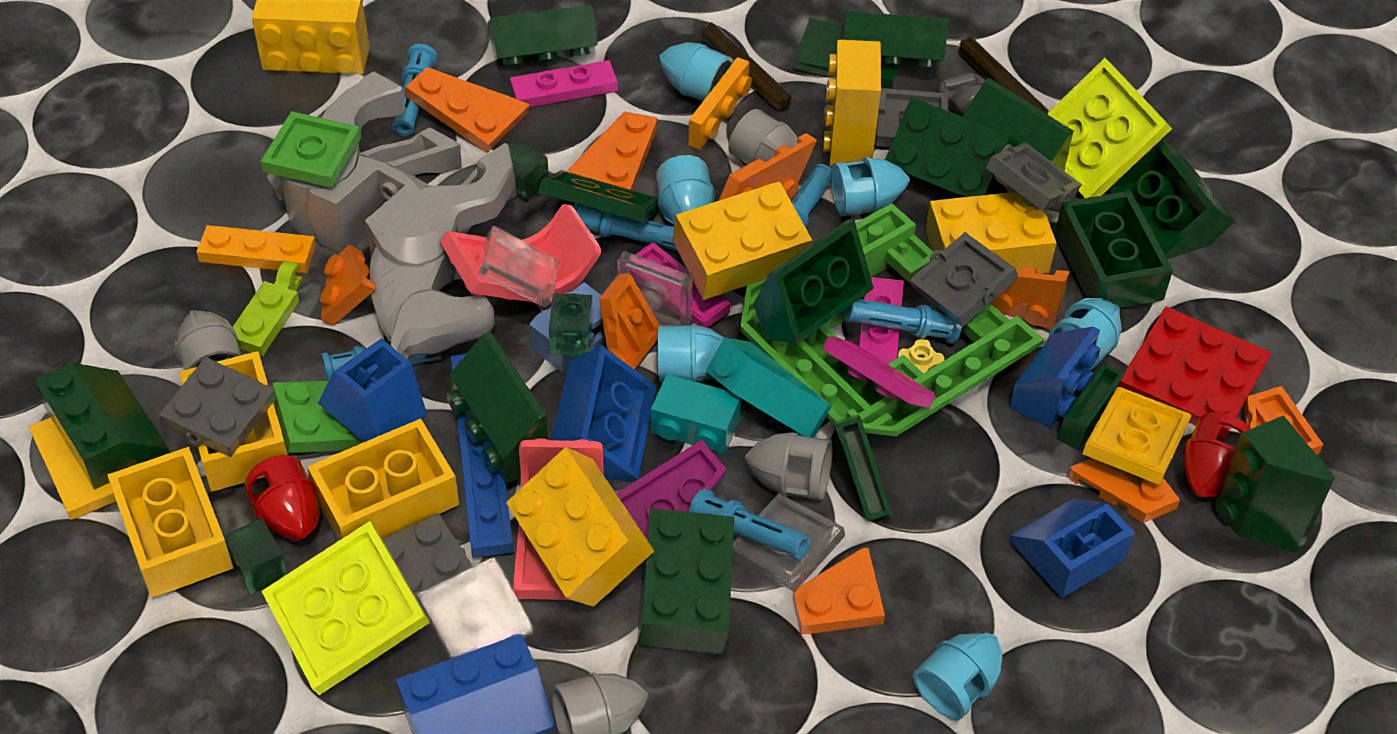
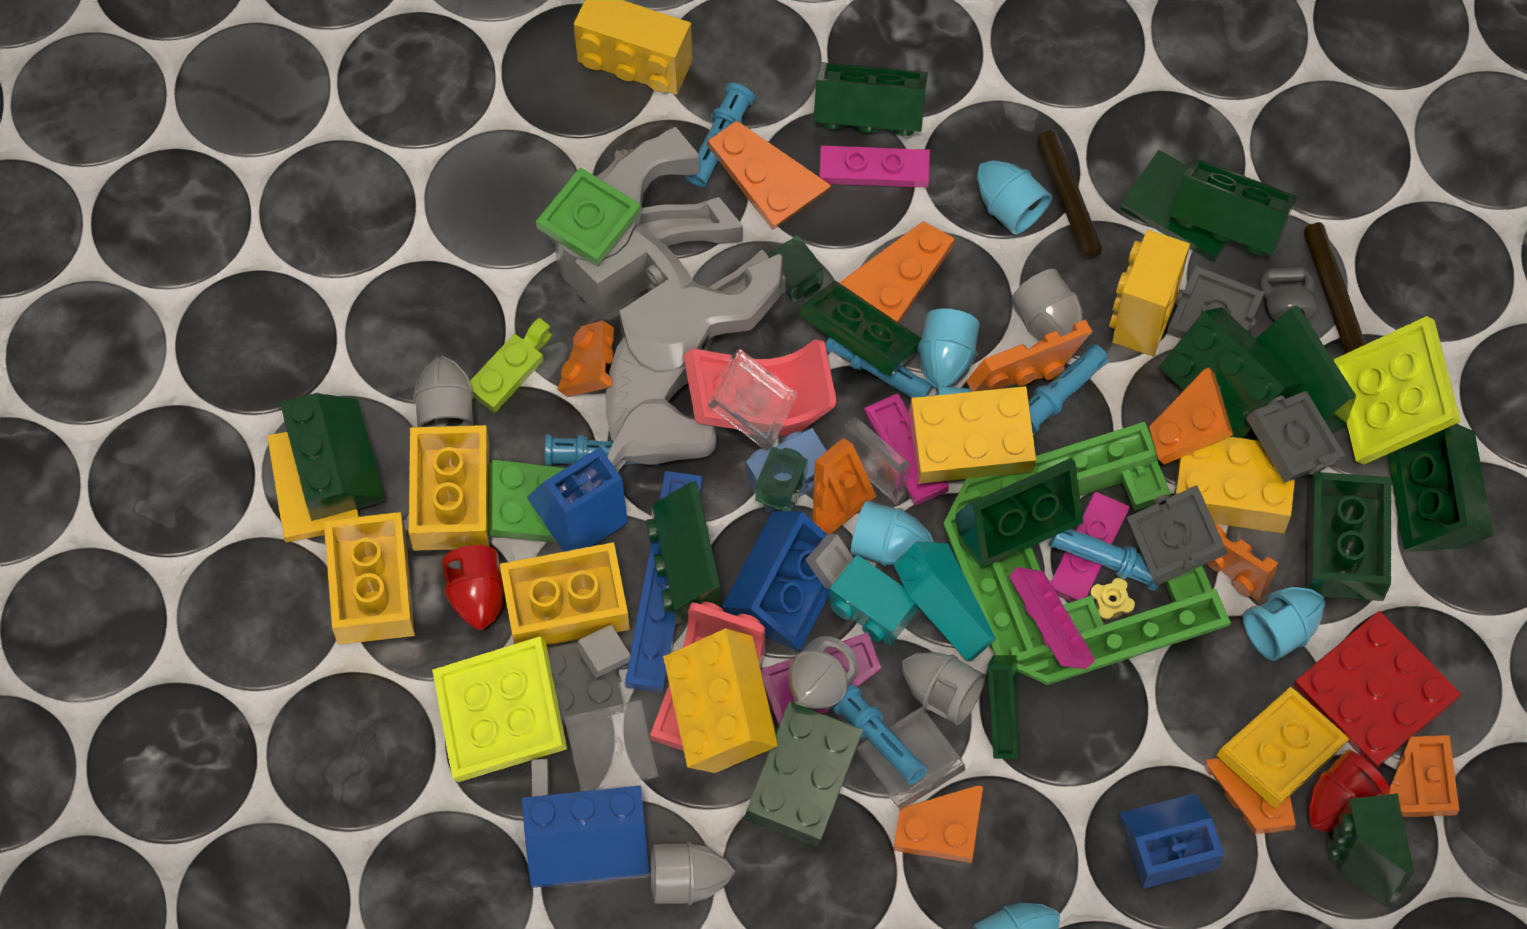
camera: 20 degrees right, 15 degrees up
(217, 407) = (434, 480): dark grey plate -> none
(255, 248) = (517, 289): light orange plate -> none
(255, 556) = (436, 633): clear green brick -> none
(408, 656) = (540, 777): none -> light grey tile
(440, 522) = (603, 651): none -> light grey tile
(640, 388) = (829, 559): none -> light grey tile
(673, 476) = (817, 677): none -> light grey helmet
(719, 103) = (1023, 239): light orange plate -> none
(866, 185) = (1134, 387): medium azure helmet -> none
(936, 187) = (1191, 420): none -> orange wing
(1056, 376) = (1230, 662): blue slope -> none
(1089, 407) = (1255, 698): dark green piece -> none

